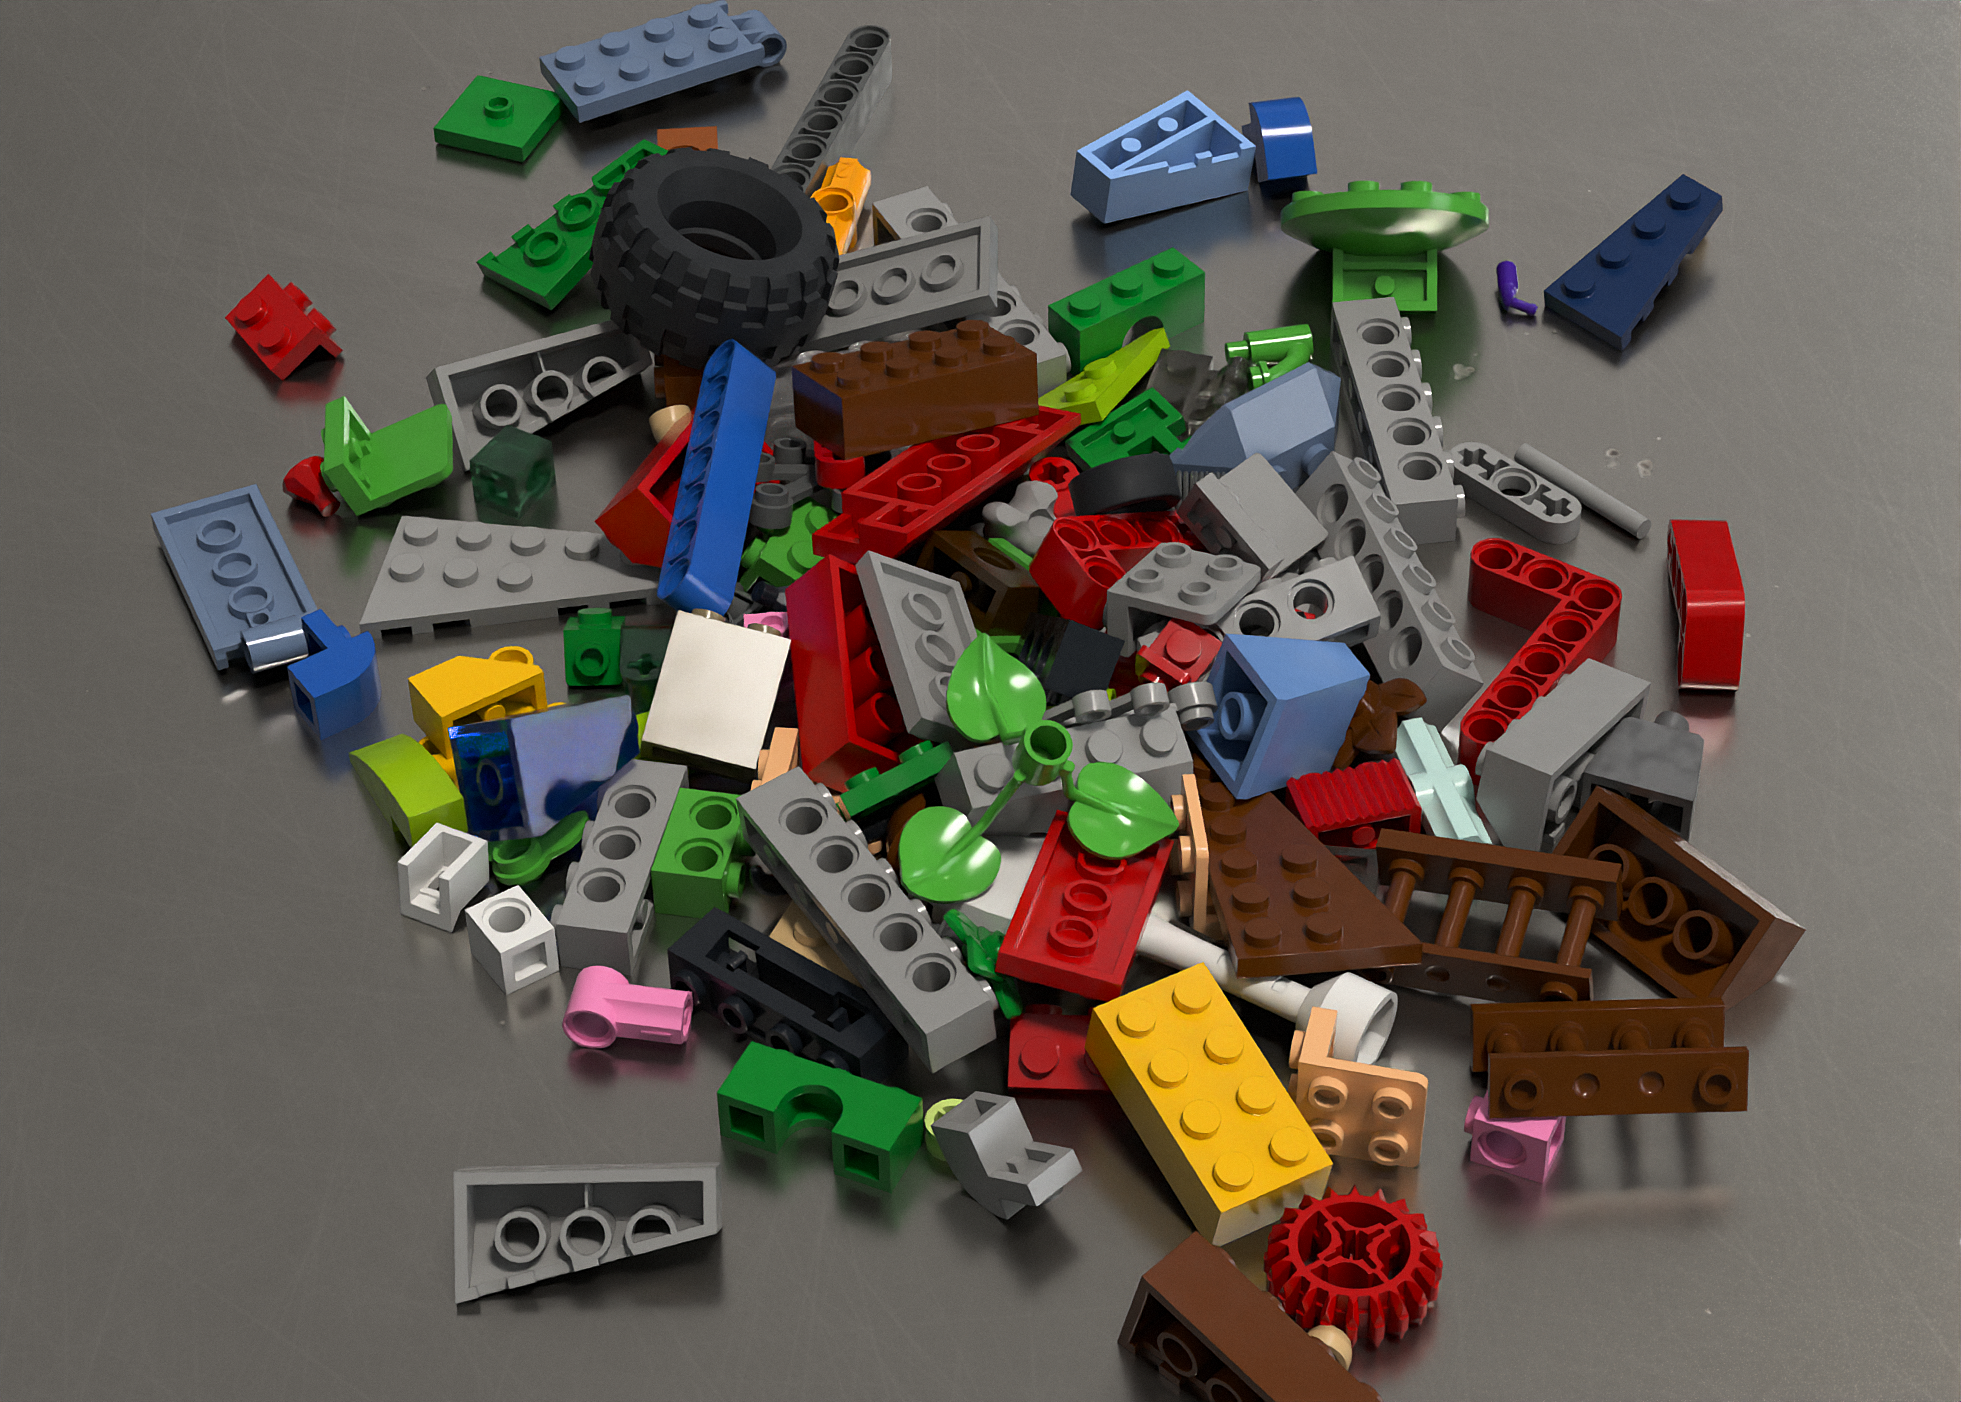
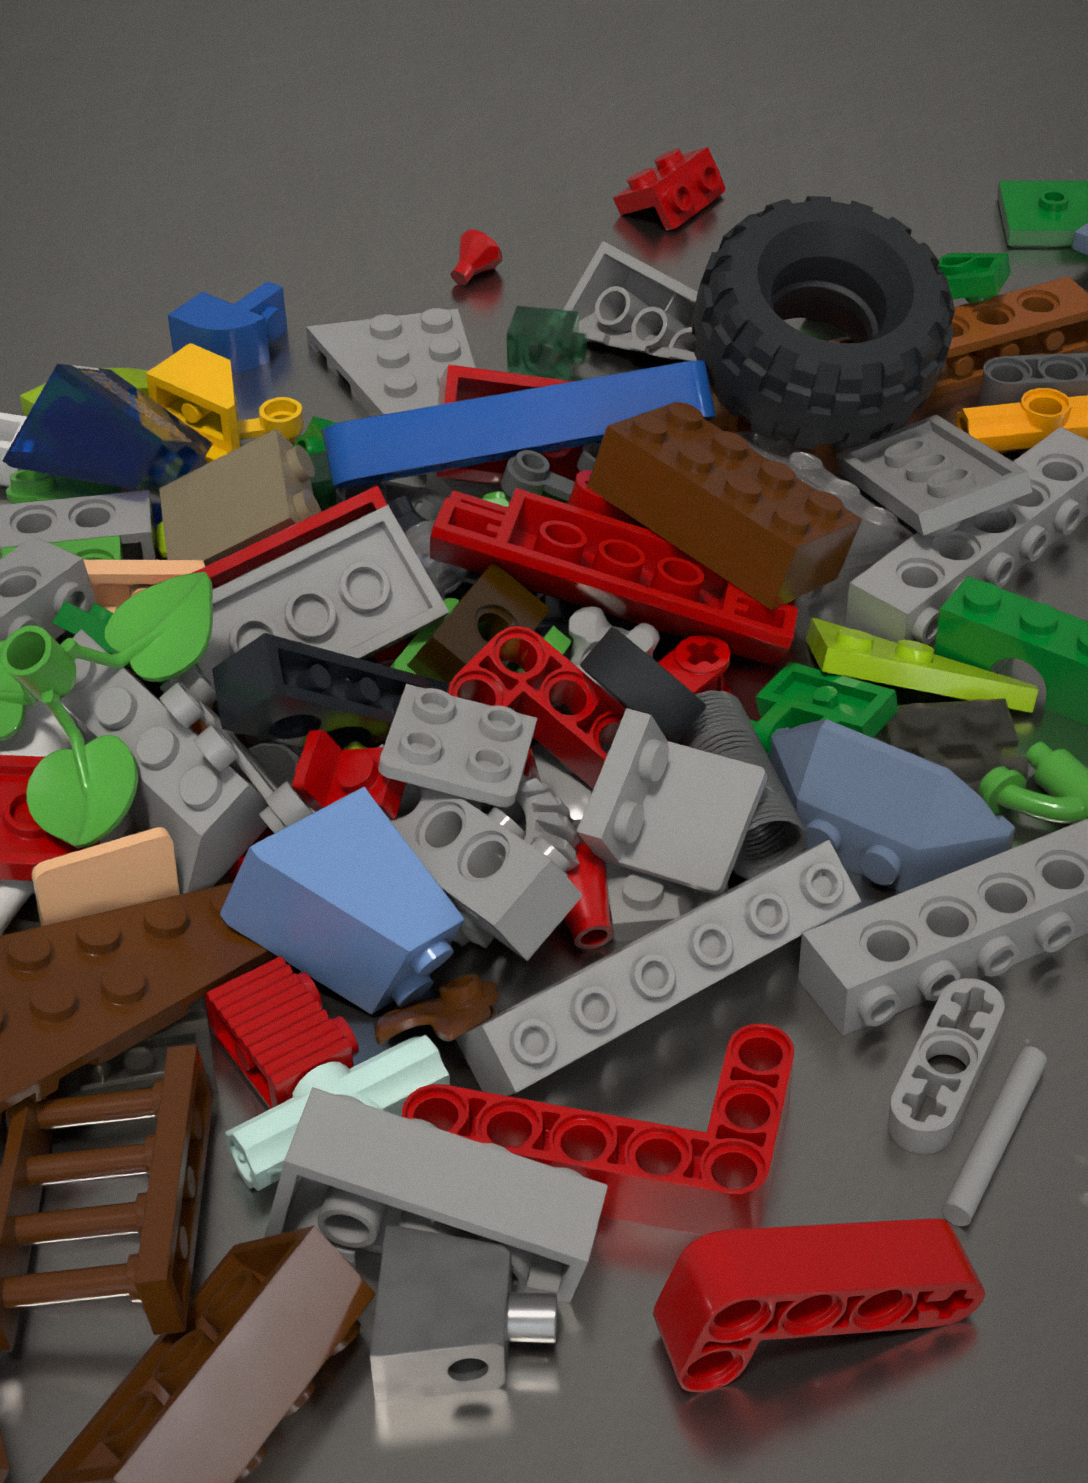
camera: 70 degrees right, 0 degrees up
(237, 578) = (336, 254): sand blue hinge -> none
(388, 463) = (511, 263): bright green bracket -> none

